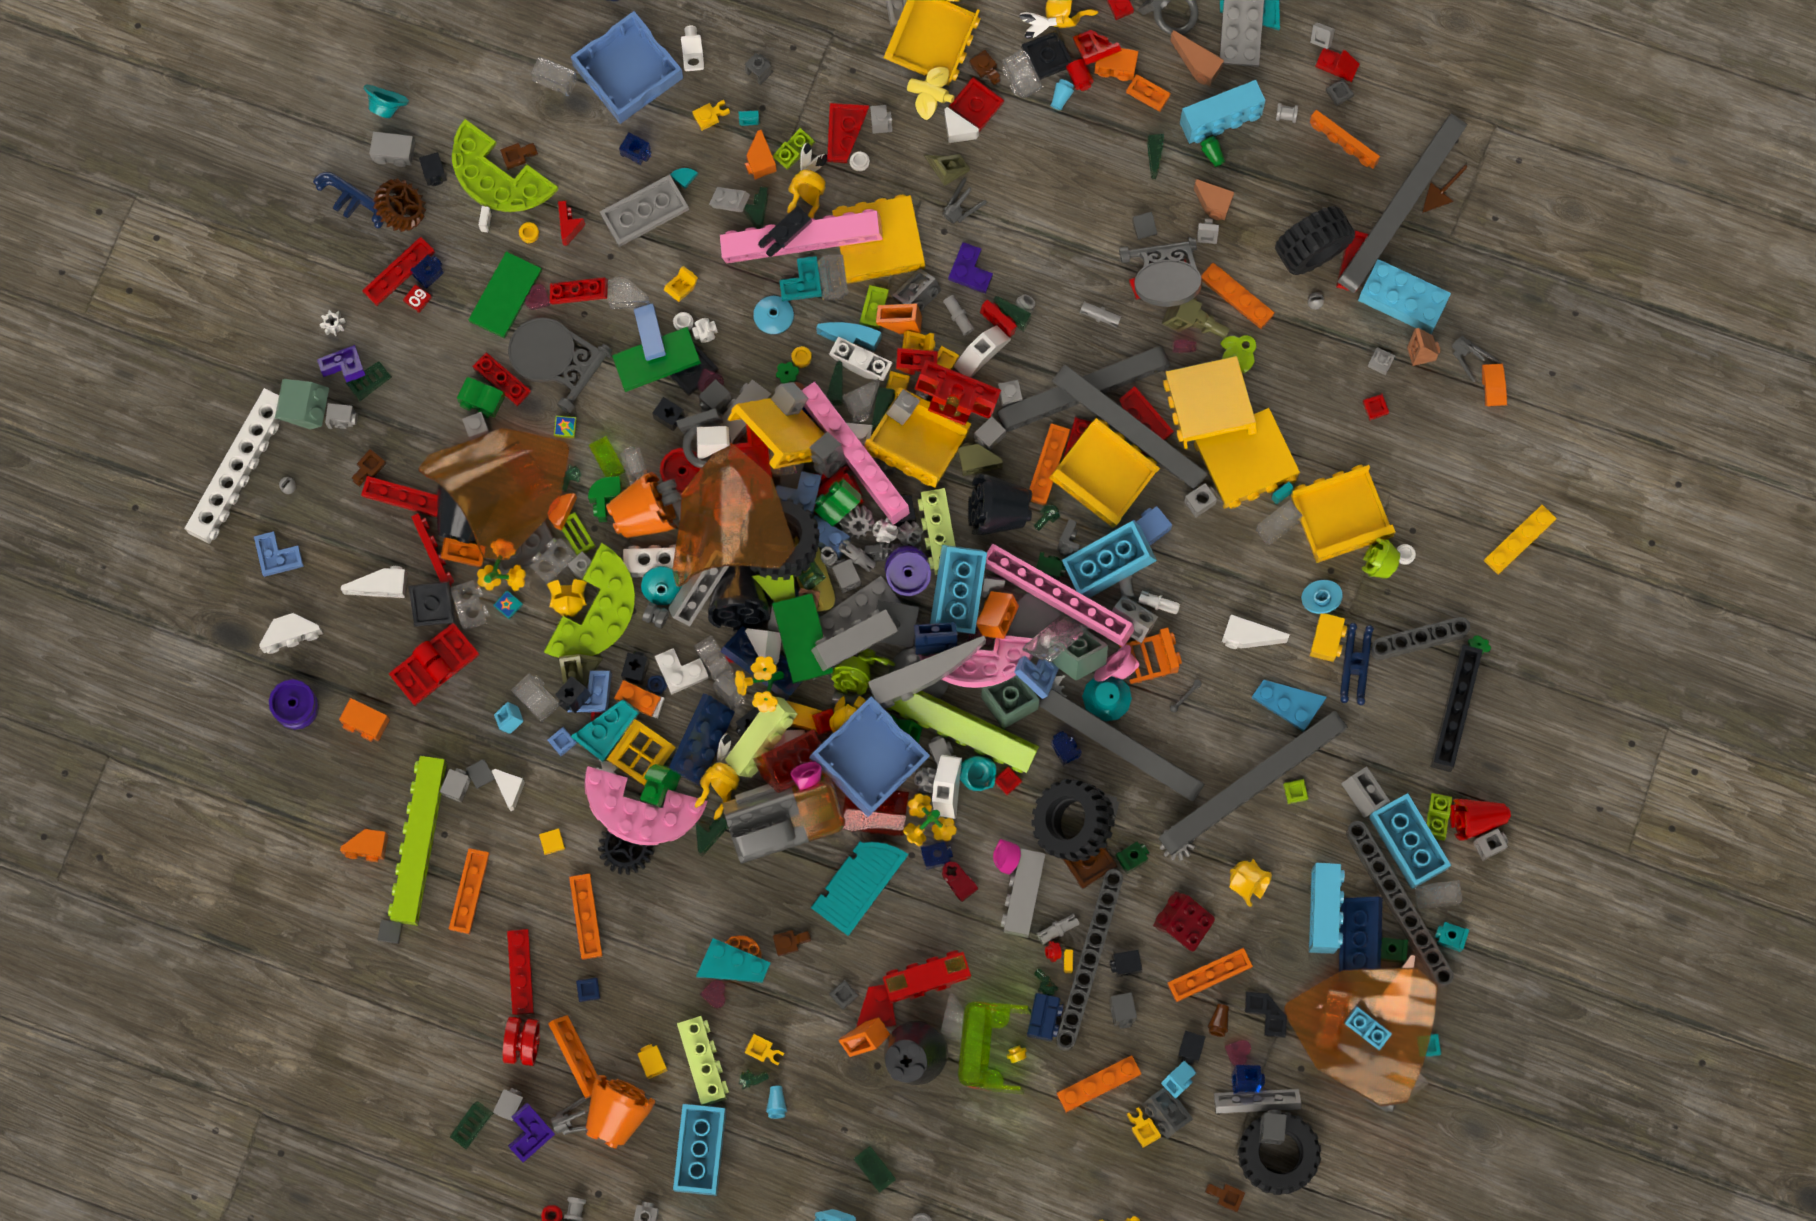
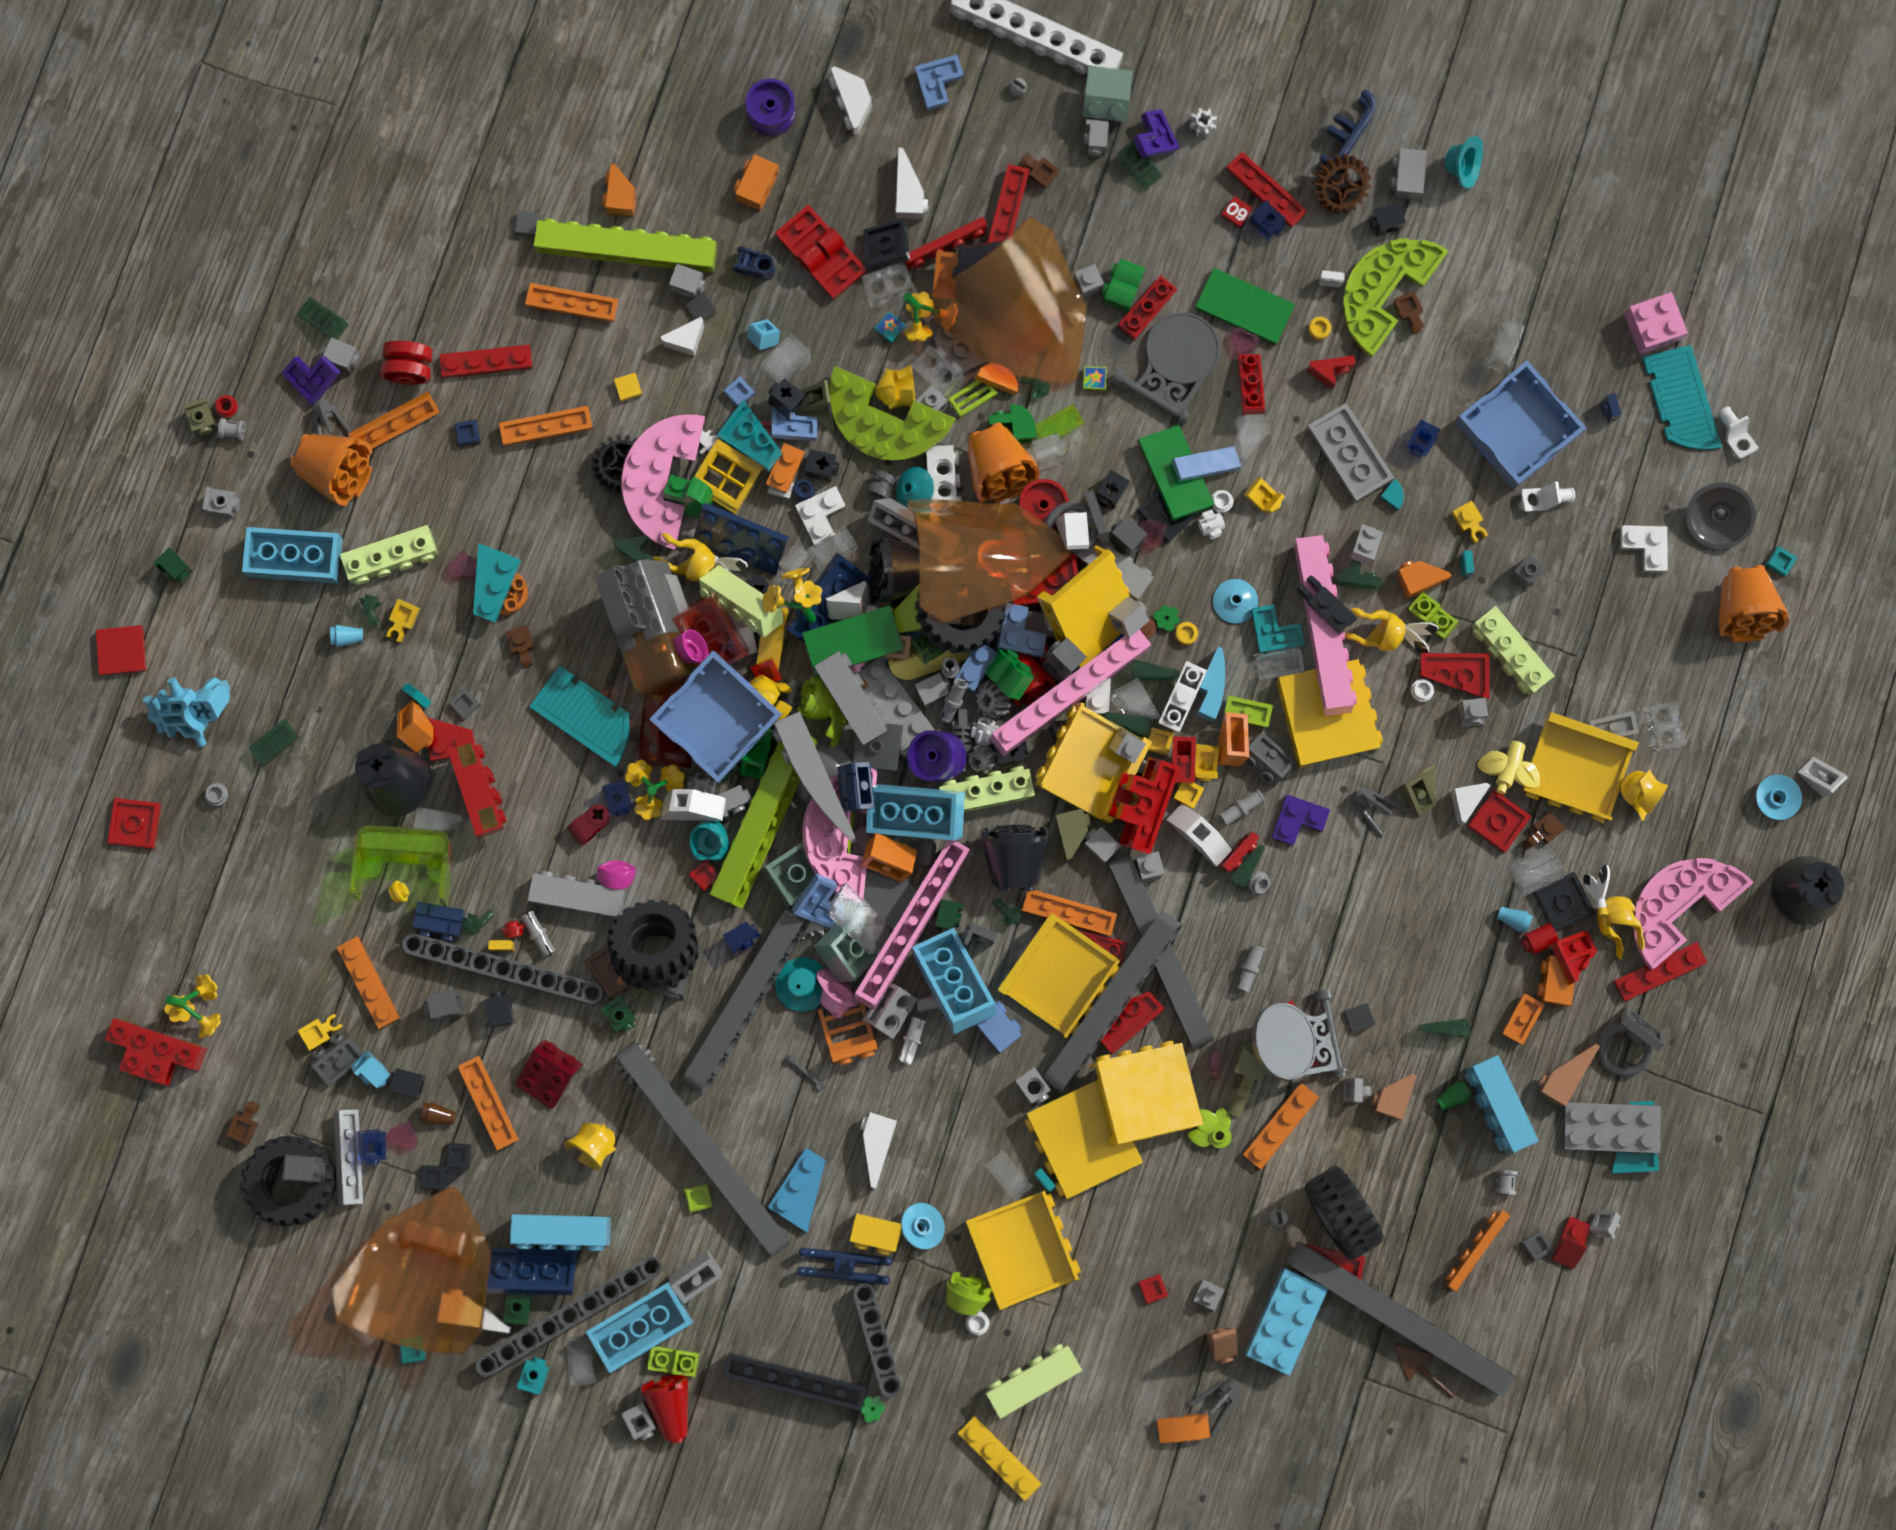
camera: 80 degrees right, 5 degrees up
(441, 726) = (749, 262): none -> dark blue piece
(652, 1061) = (389, 502): yellow brick -> none
(669, 492) = (1014, 488): dark grey wheel -> none
(828, 84) = (1512, 651): none -> yellowish green brick
(834, 1037) = (416, 695): none -> teal tile
(1367, 1028) = (425, 1278): medium azure slope -> none
(1455, 506) = (1033, 1381): none -> yellowish green brick

